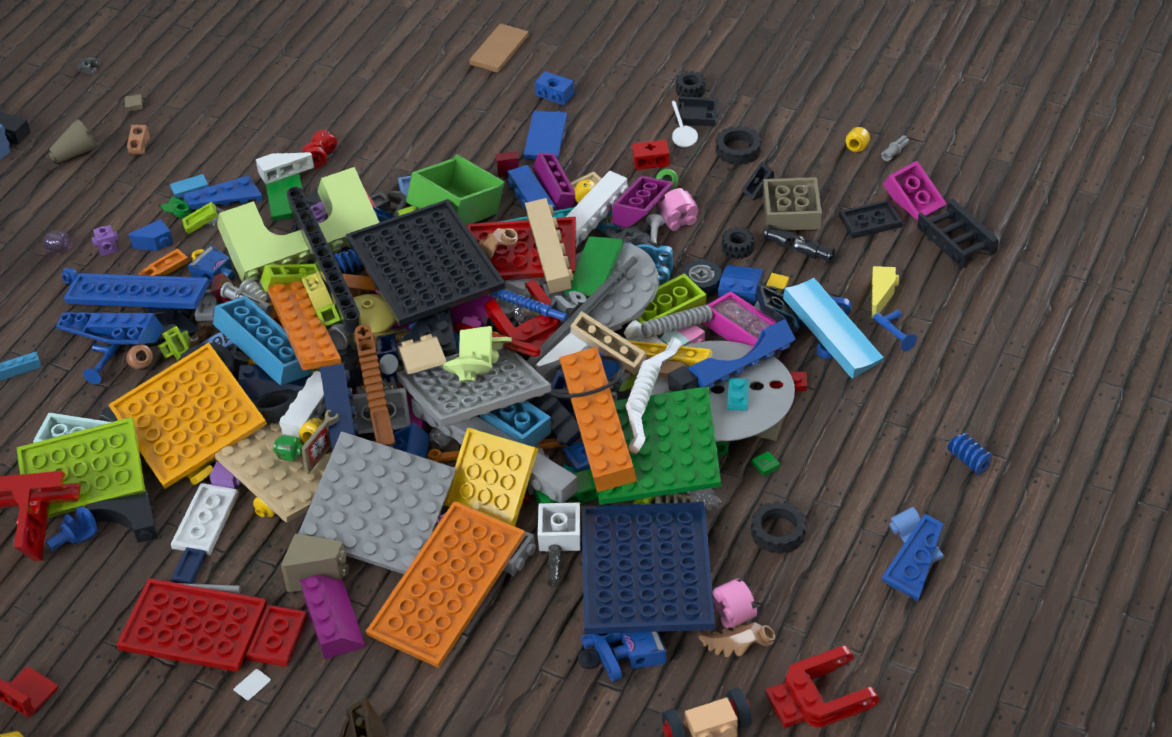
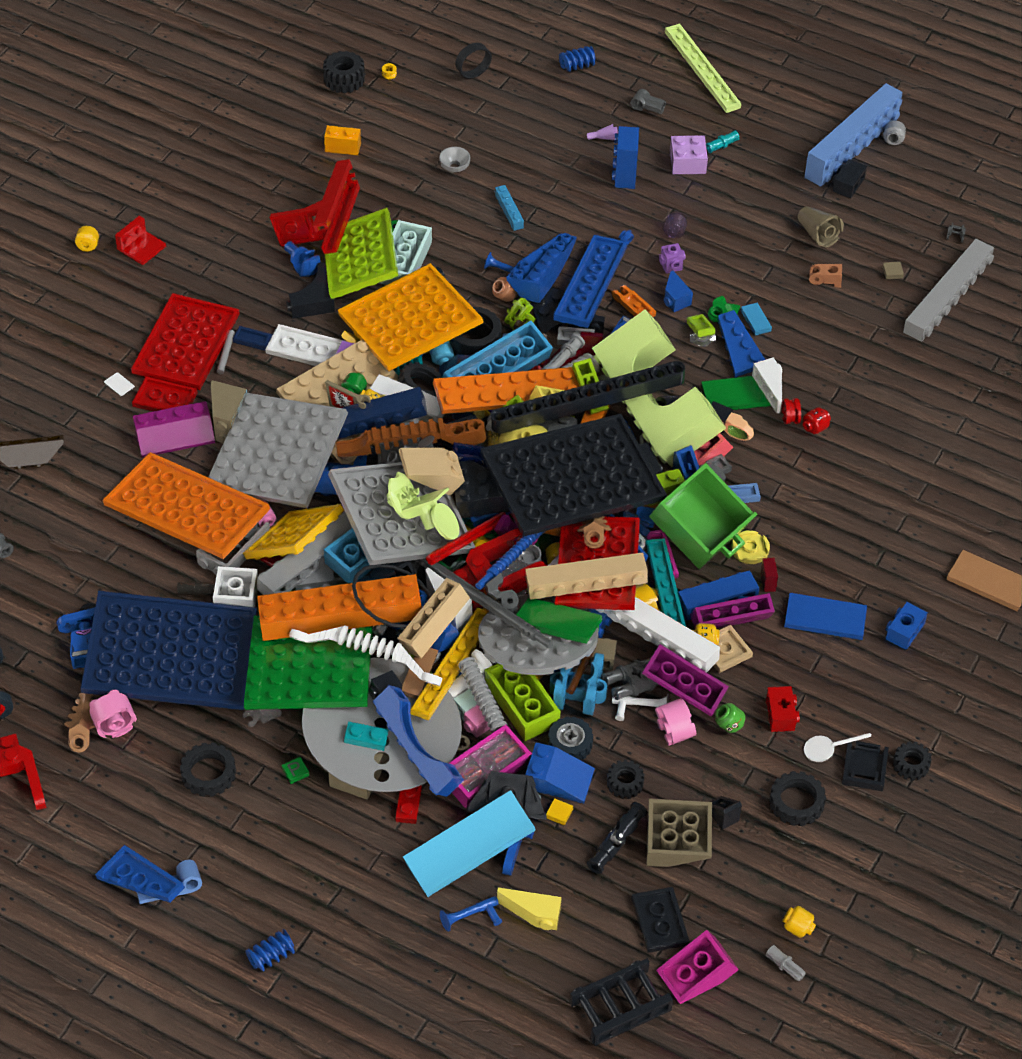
camera: 90 degrees right, 5 degrees up
(165, 67) = (948, 290): none -> light grey brick

